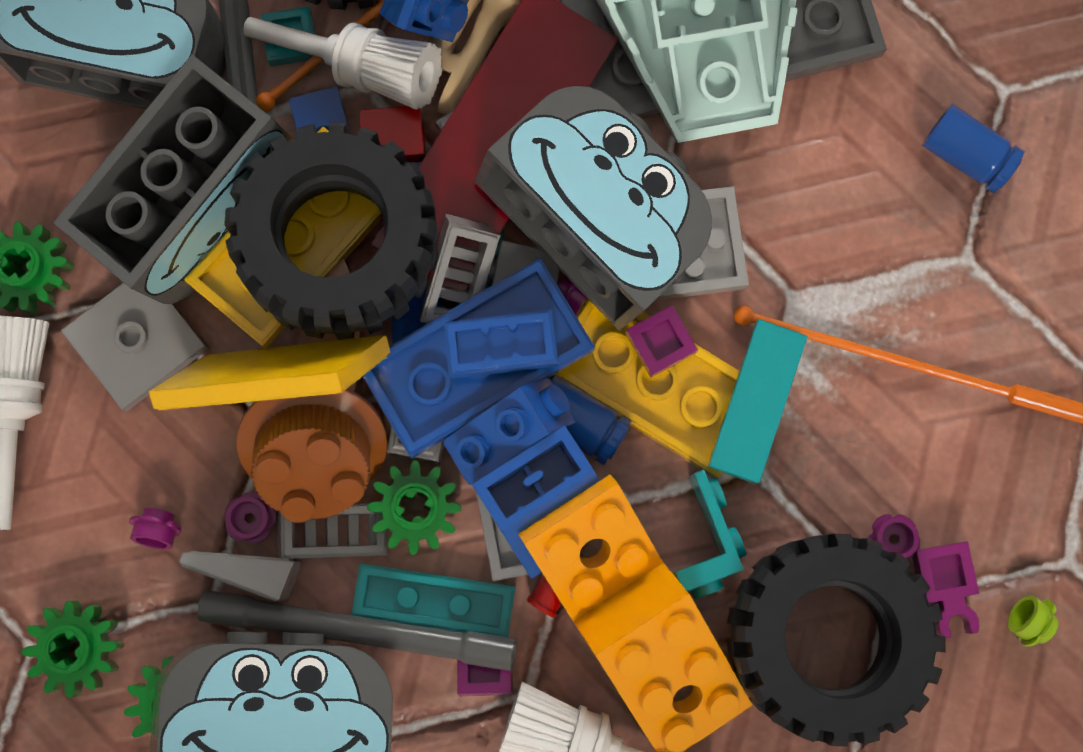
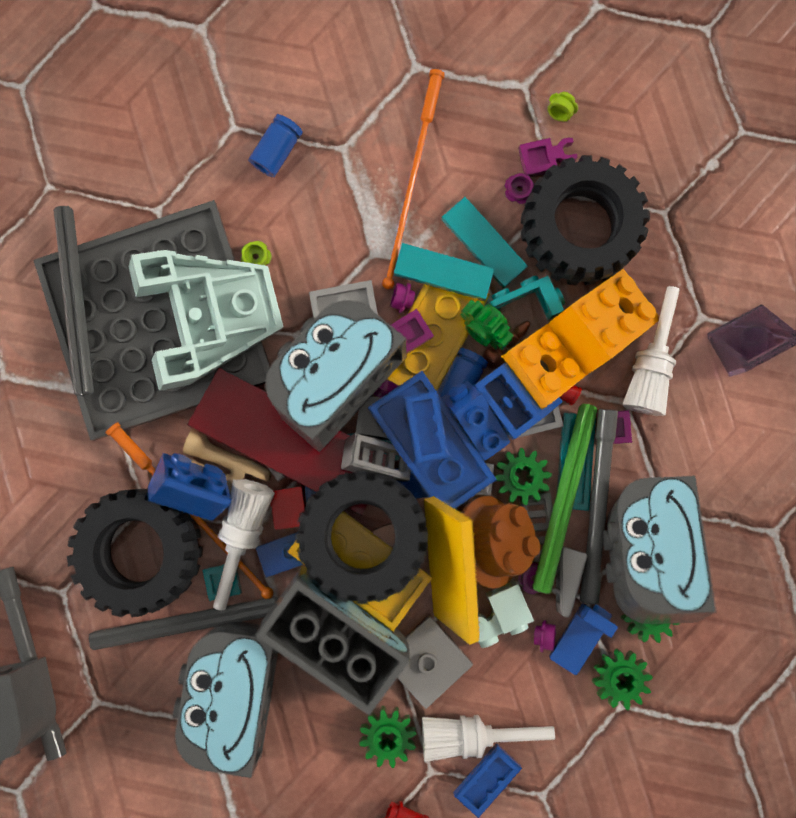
camera: 90 degrees left, 5 degrees up
(146, 588) = (581, 637): none -> blue bracket
(195, 470) = (508, 614): none -> light aqua brick
(373, 572) = (565, 499): none -> bright green axle
(633, 490) = (494, 357): none -> copper bar
(664, 460) = (486, 325): none -> green gear
(719, 335) = (402, 297): none -> magenta plate
(805, 475) = (484, 242): none -> teal tile
(806, 103) = (256, 248): none -> lime plate

